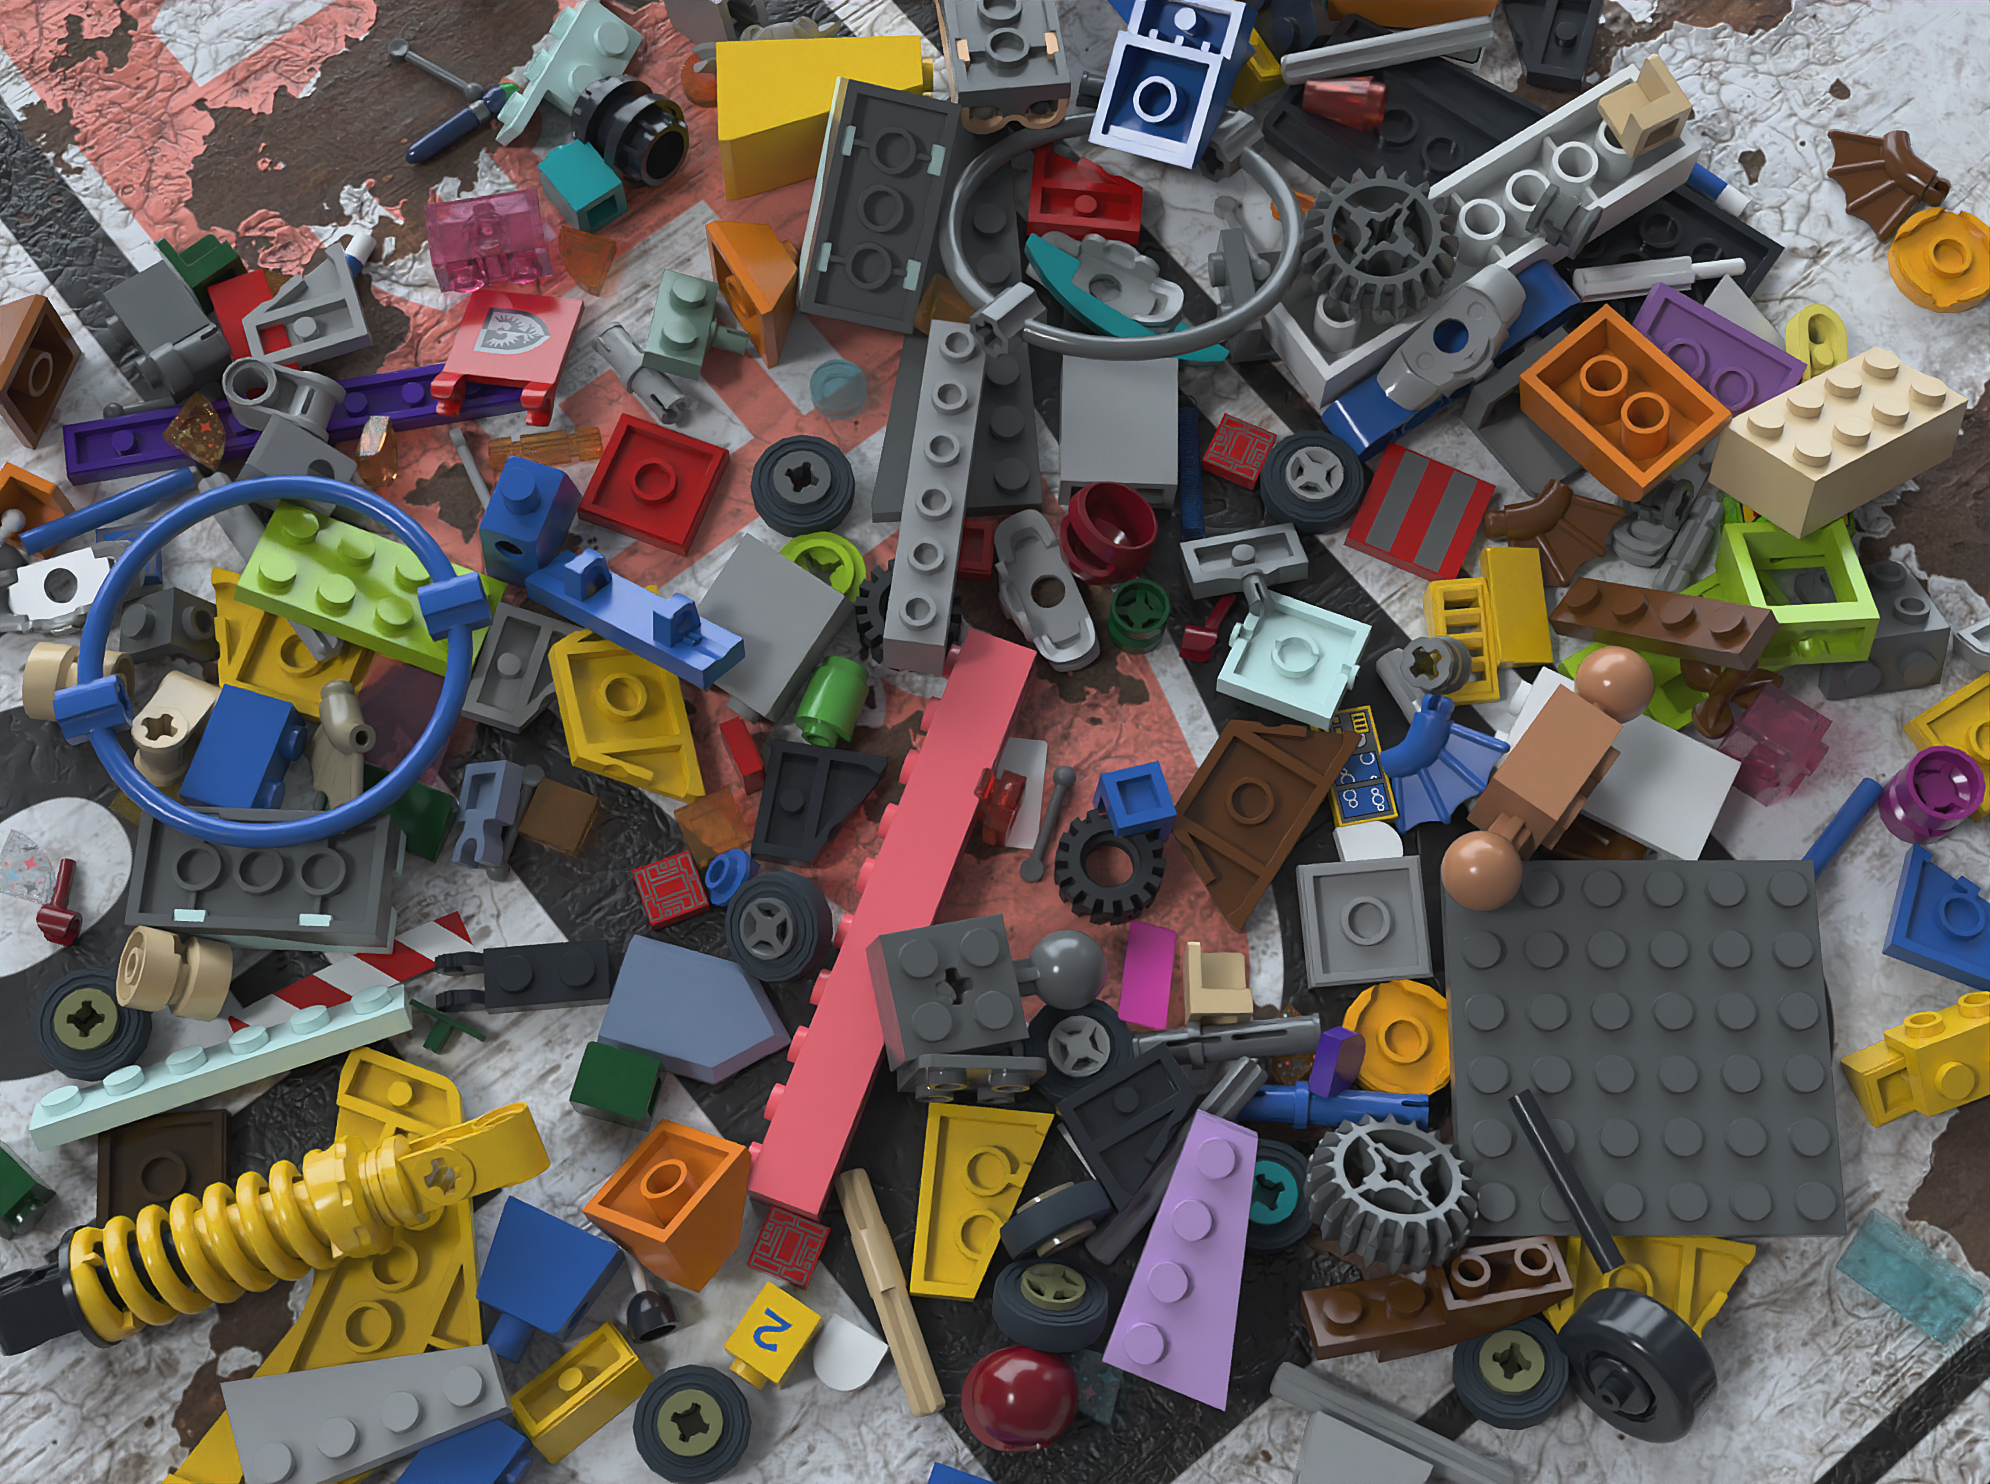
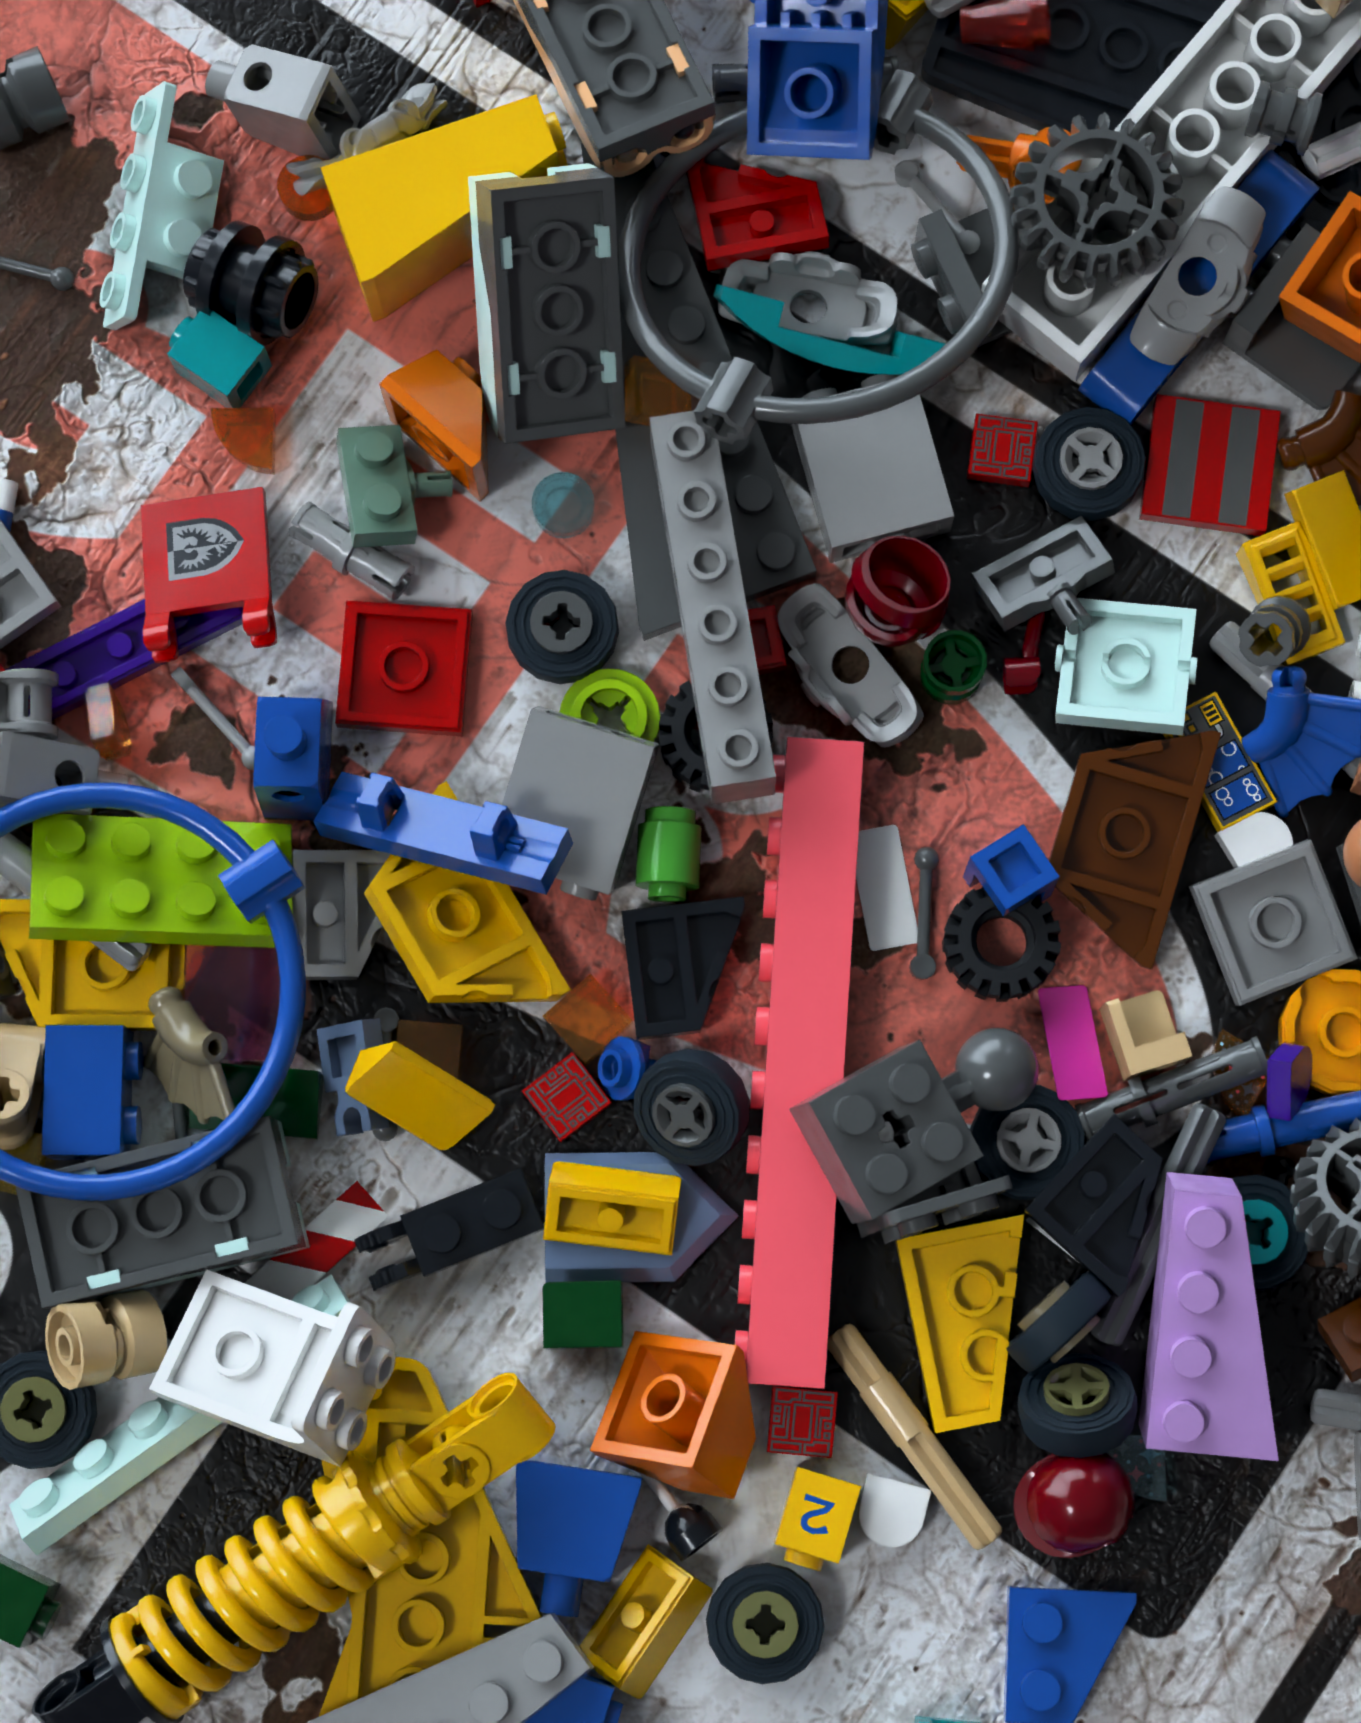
camera: 10 degrees left, 10 degrees up
(160, 1160) = (160, 1531): dark brown tile -> none
(316, 1036) = (277, 1367): none -> white bracket
(443, 1028) = (386, 1304): dark green piece -> none
(460, 123) = (85, 287): dark blue piece -> none
(464, 225) = (106, 444): clear pink brick -> none
(533, 841) = (416, 1094): none -> yellow slope
(548, 447) = (279, 663): clear orange axle -> none
(676, 997) = (612, 1208): none -> yellow slope
(743, 755) = (596, 937): red tile -> none
(999, 804) = (875, 913): clear red plate -> none
(1193, 480) = (962, 478): blue piece -> none

